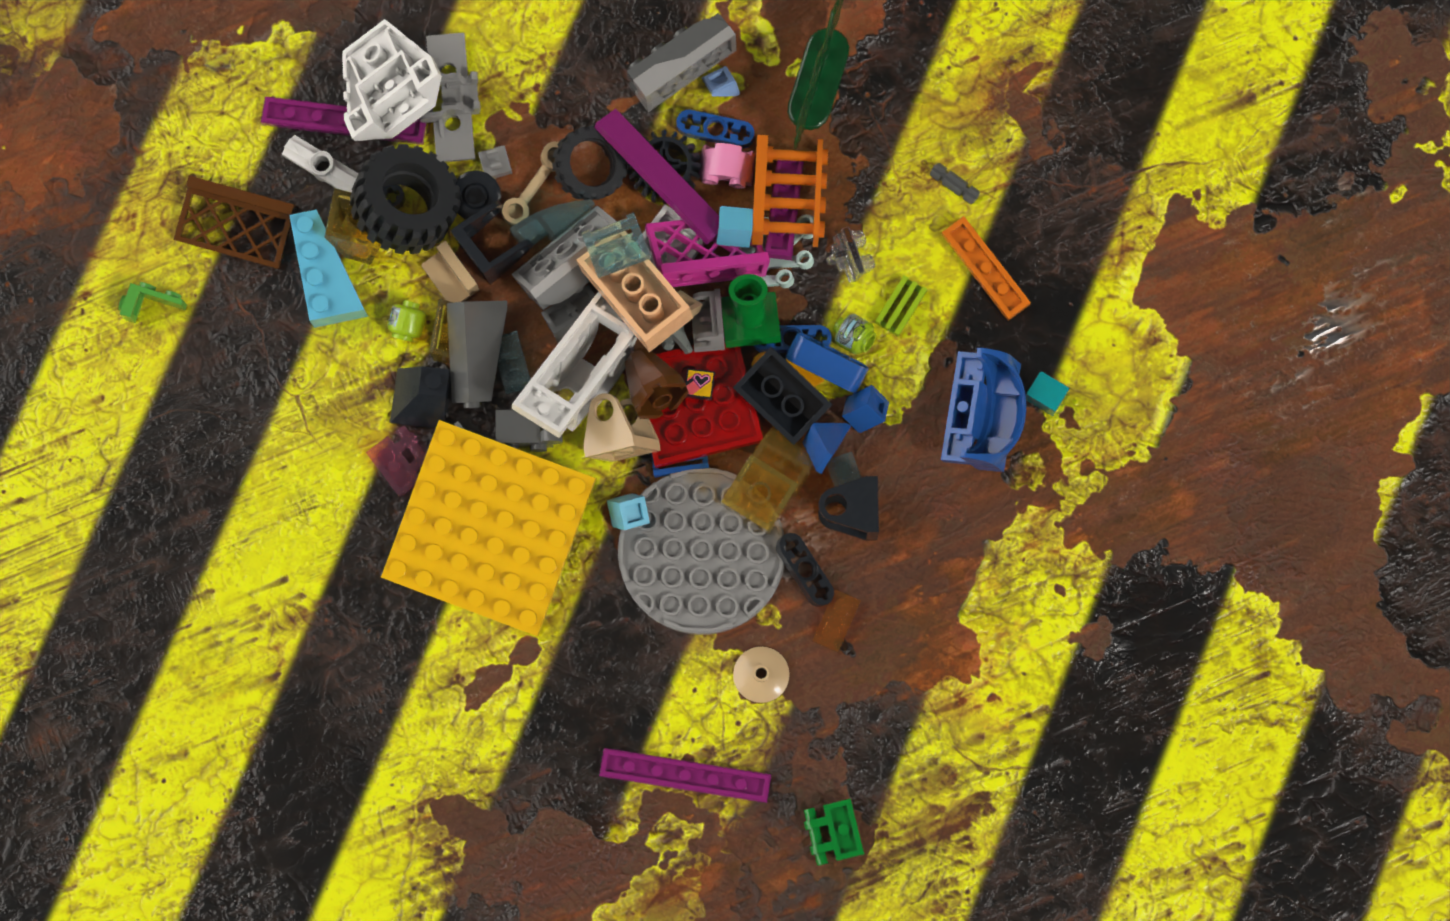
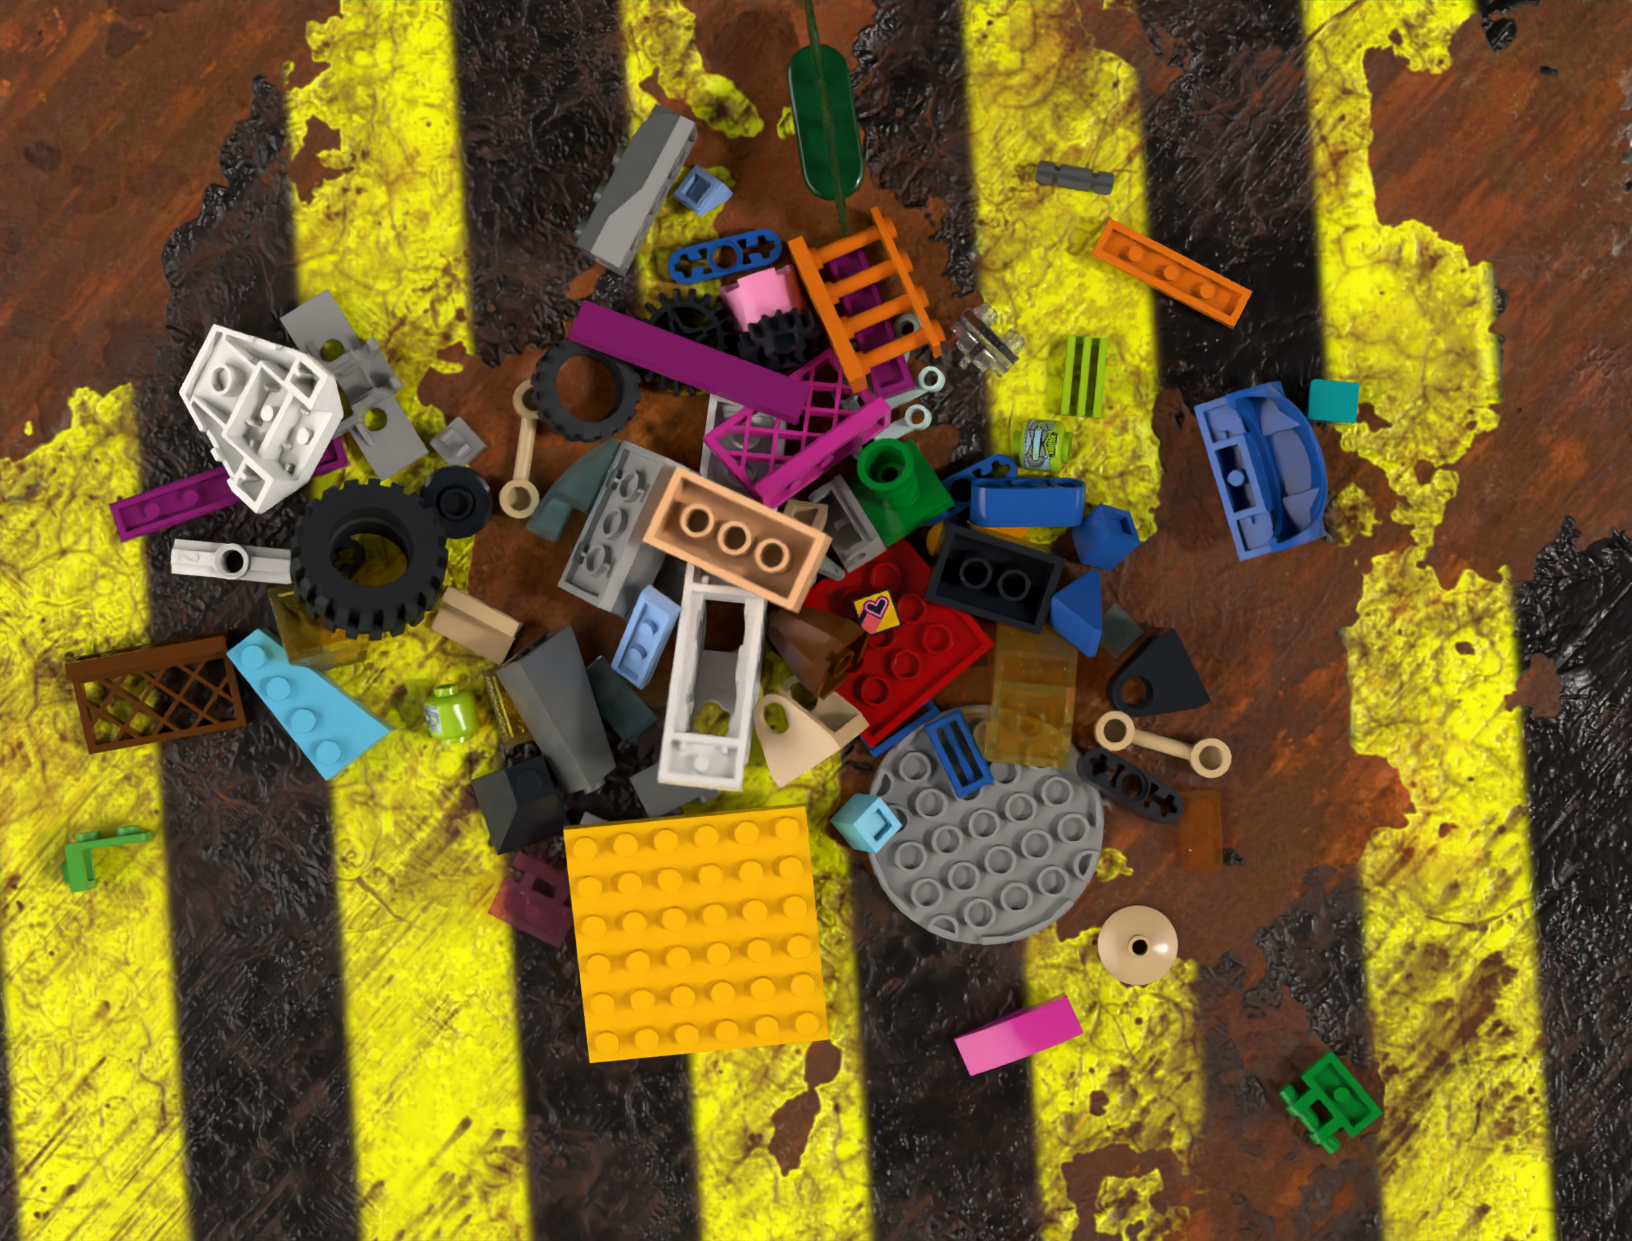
camera: 30 degrees left, 10 degrees up
(470, 227) = (471, 572): black hose -> none
(549, 328) = (645, 637): none -> light blue tile
(619, 252) = (697, 505): clear light blue plate -> none
(657, 691) = (1019, 1034): none -> dark pink slope
(685, 775) = (1105, 1121): magenta tile -> none
(708, 472) = (944, 723): none -> blue tile
(724, 189) = (782, 340): none -> black gear
(735, 226) = (822, 383): medium azure panel -> none
(862, 576) = (1206, 756): none -> tan piece

